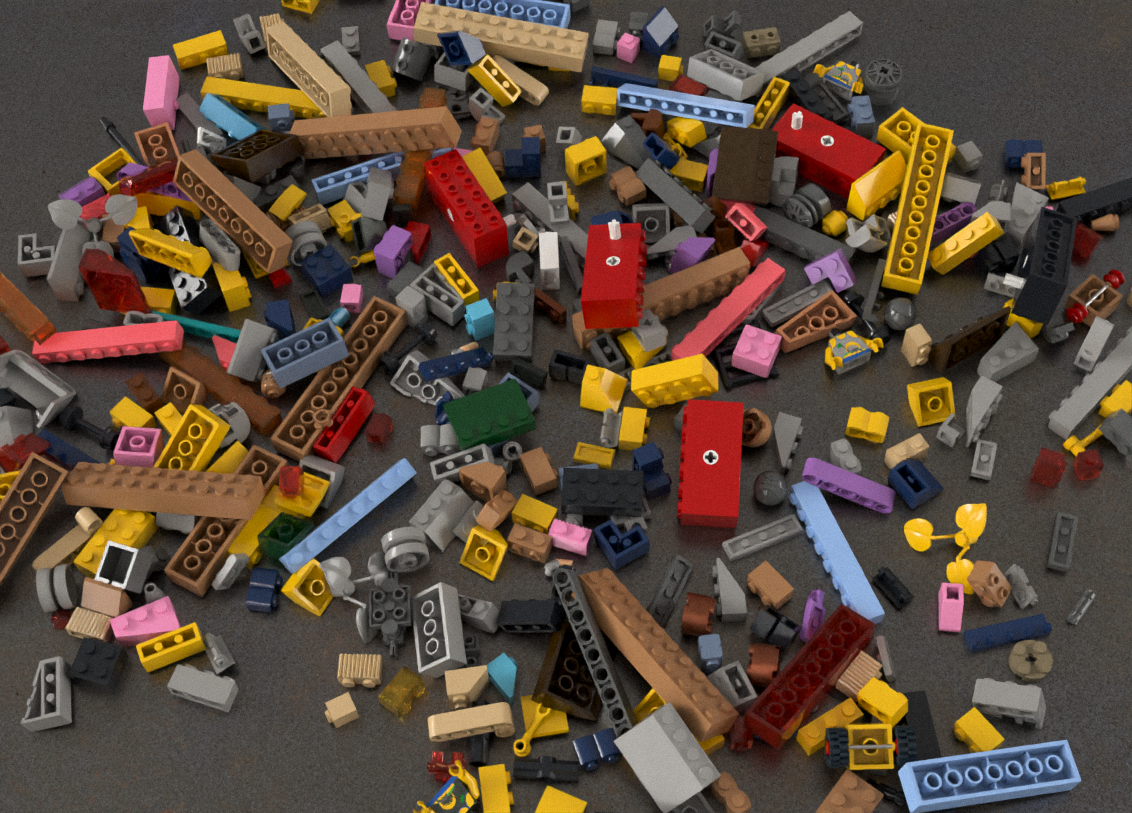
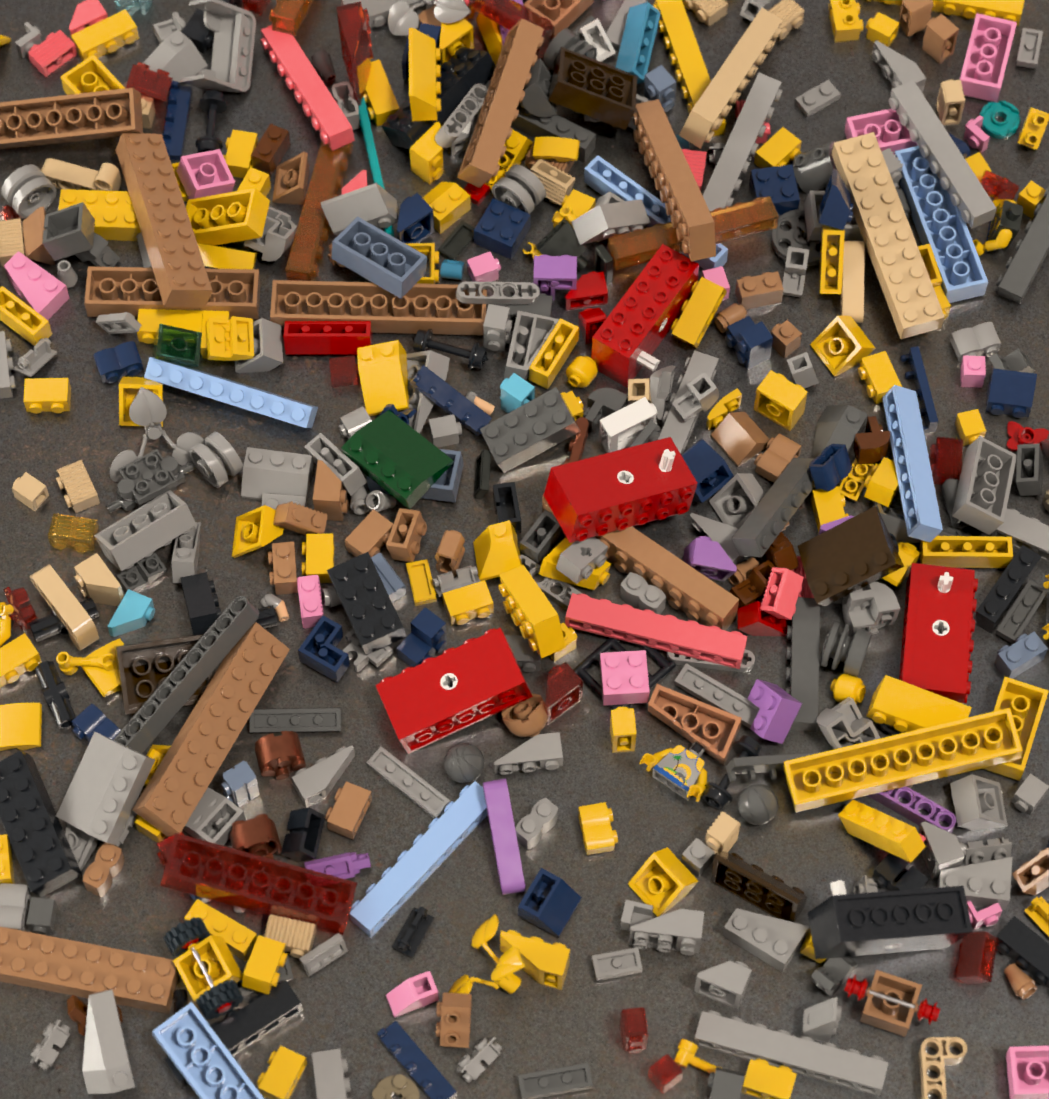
camera: 60 degrees right, 5 degrees up
(258, 658) = (47, 395): none -> yellow brick
(275, 290) = (448, 204): none -> yellow slope
(291, 481) = (227, 321): clear red brick -> none
(320, 414) = (315, 307): medium nougat plate -> none
(383, 289) = (497, 290): none -> light grey beam
(404, 401) = (383, 376): none -> yellow slope
(407, 91) = (778, 184): none -> dark blue brick
(447, 243) = (590, 322): none -> red slope
(482, 272) = (581, 371): none -> yellow head
(558, 448) = (406, 535): none -> medium nougat brick
(560, 110) = (842, 345): none -> yellow slope
(587, 419) = (450, 552): none -> medium nougat brick
(595, 201) = (739, 437): none -> medium nougat slope
(690, 313) = (637, 593): none -> light grey brick
(692, 46) = (1026, 435): none -> red animal
(745, 389) = (562, 691): none -> clear red slope
(798, 370) = (623, 730): none -> yellow brick
(910, 449) = (581, 880): tan brick -> none
(923, 369) = (697, 857): none -> light grey brick
(971, 492) = (542, 960): none -> yellow slope
(1037, 391) = (724, 982): none -> light grey slope

